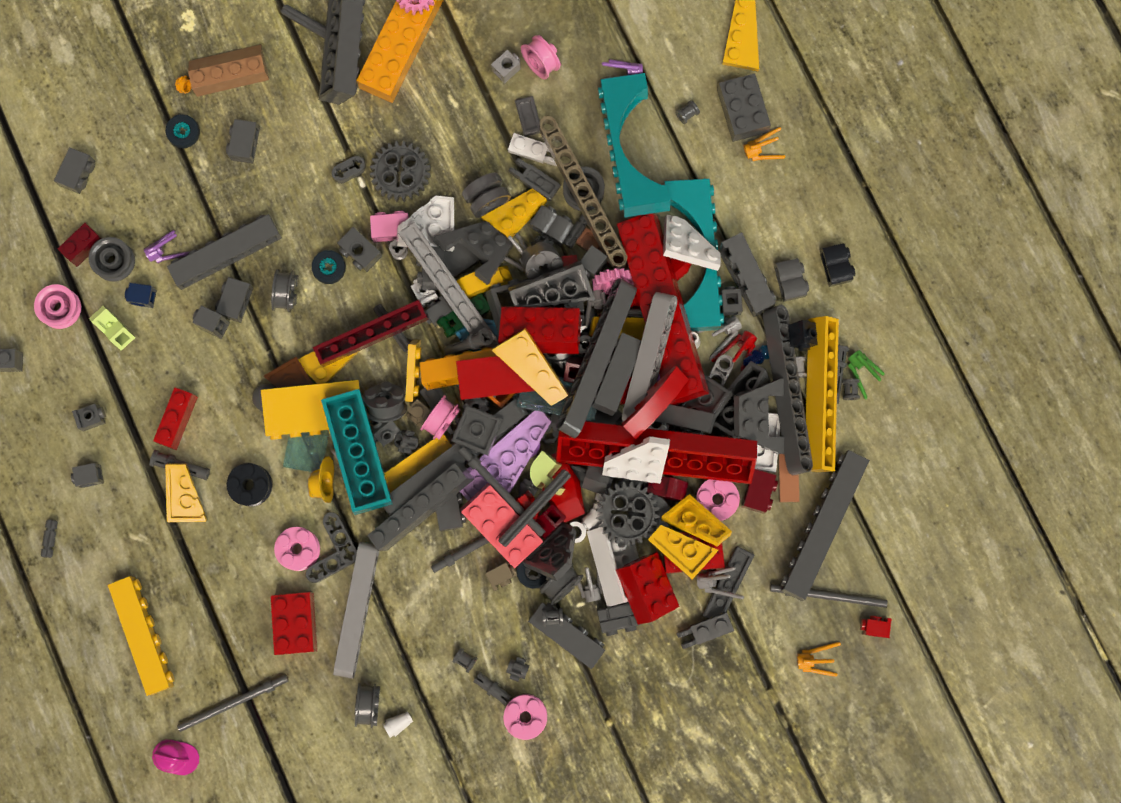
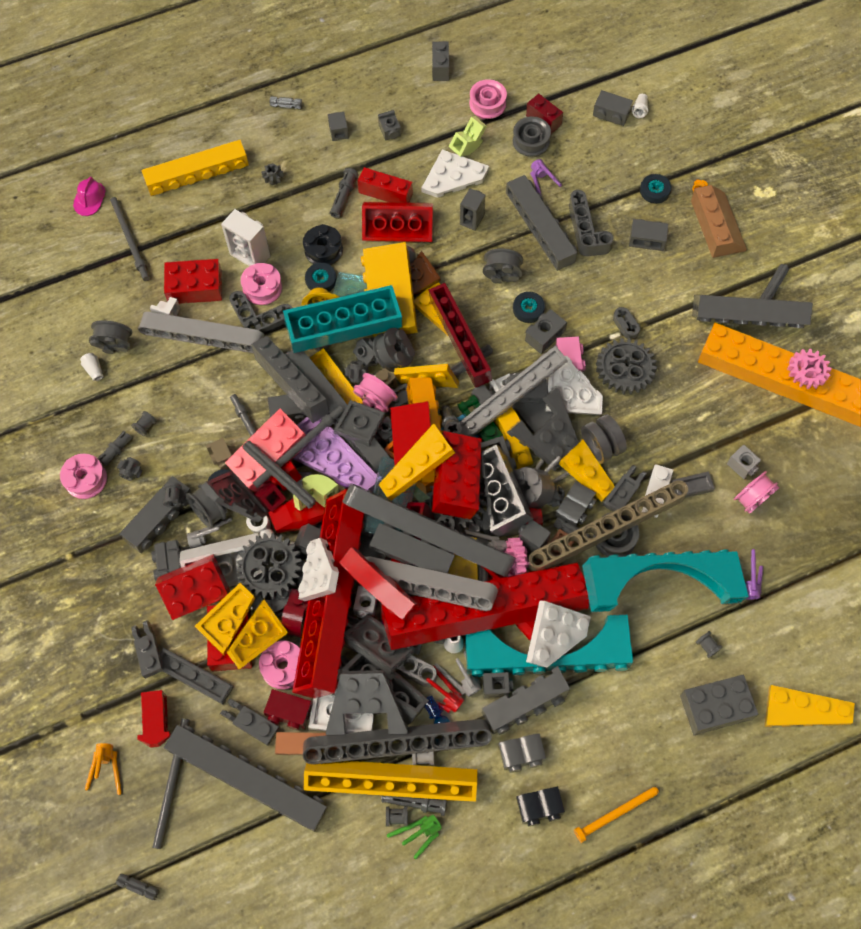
camera: 90 degrees right, 15 degrees down
(73, 140) = (640, 106): none -> white cone
(140, 295) = (499, 159): dark blue brick -> none
(147, 547) = (272, 174): none -> dark grey gear
(156, 346) = (453, 174): none -> white plate
(181, 495) = (315, 193): yellow wing -> none
(219, 404) = (397, 221): none -> red slope
(227, 204) = (584, 228): none -> dark grey beam
(234, 299) = (495, 230): dark grey brick -> none
(249, 564) = (245, 238): none -> white brick
(279, 487) = (319, 270): none -> black bush
(326, 652) = (169, 308): none -> white panel
(687, 419) = (364, 625): dark grey tile -> none
(708, 581) = (197, 654): light grey plant -> none
(753, 148) = (673, 716): light orange plant -> none
(771, 526) = (251, 723): none -> dark grey hinge
(775, 614) = (154, 719): none -> red piece
(803, 335) = (456, 759): black brick -> none
(858, 231) = (616, 813): none -> light orange bar
(876, 627) = (130, 832): red brick -> none
(920, 617) = (137, 886): none -> dark grey axle

